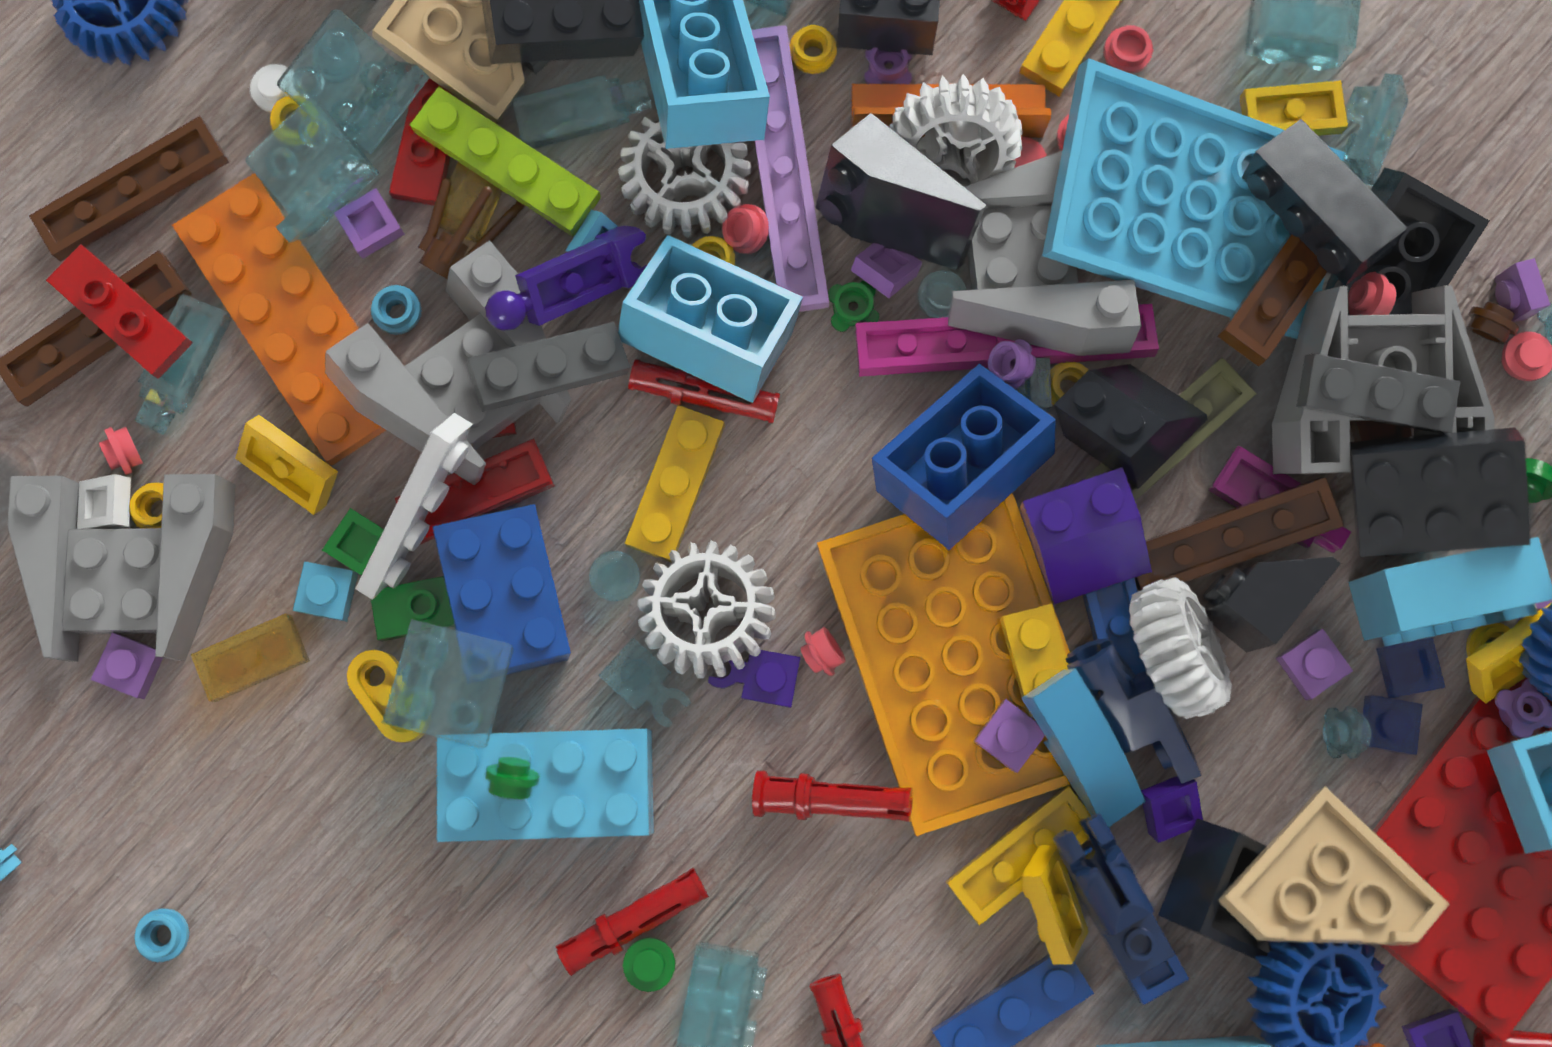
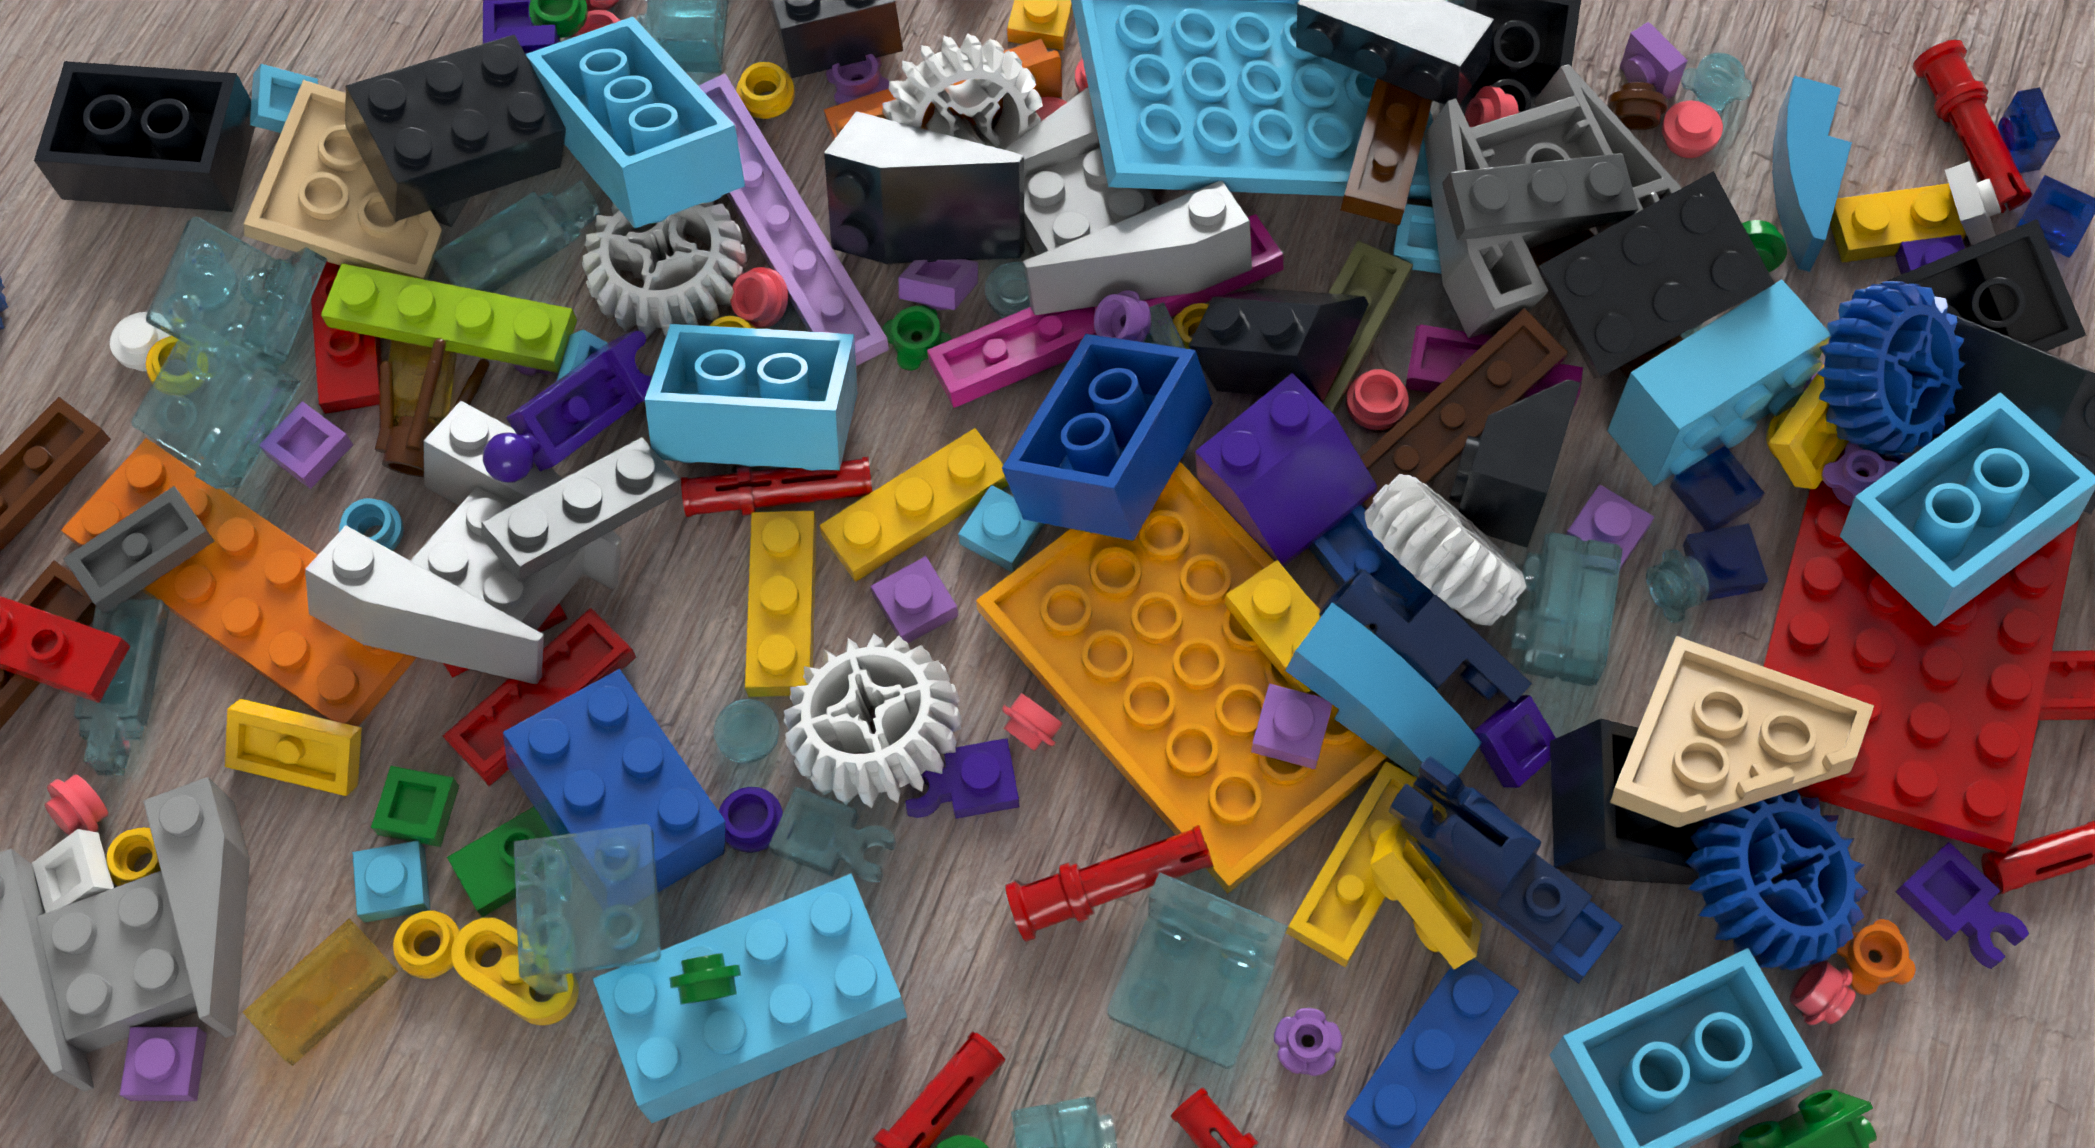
camera: 20 degrees left, 15 degrees down
(219, 270) = (138, 550): none -> dark grey plate
(321, 647) = (414, 932): none -> yellow plate
(421, 494) = (476, 695): white plate -> none
(593, 645) = (750, 818): none -> dark purple plate
(773, 520) = (914, 600): none -> medium lavender plate
(802, 442) = (913, 504): none -> yellow plate
(855, 487) = (998, 530): none -> medium azure plate
(866, 892) = (1197, 971): none -> clear light blue bracket
(913, 973) = (1306, 1060): none -> medium lavender plate
(1182, 493) = (1377, 399): none -> coral plate
(1256, 719) = (1568, 608): none -> clear light blue brick
(1270, 376) = (1418, 239): none -> medium azure plate

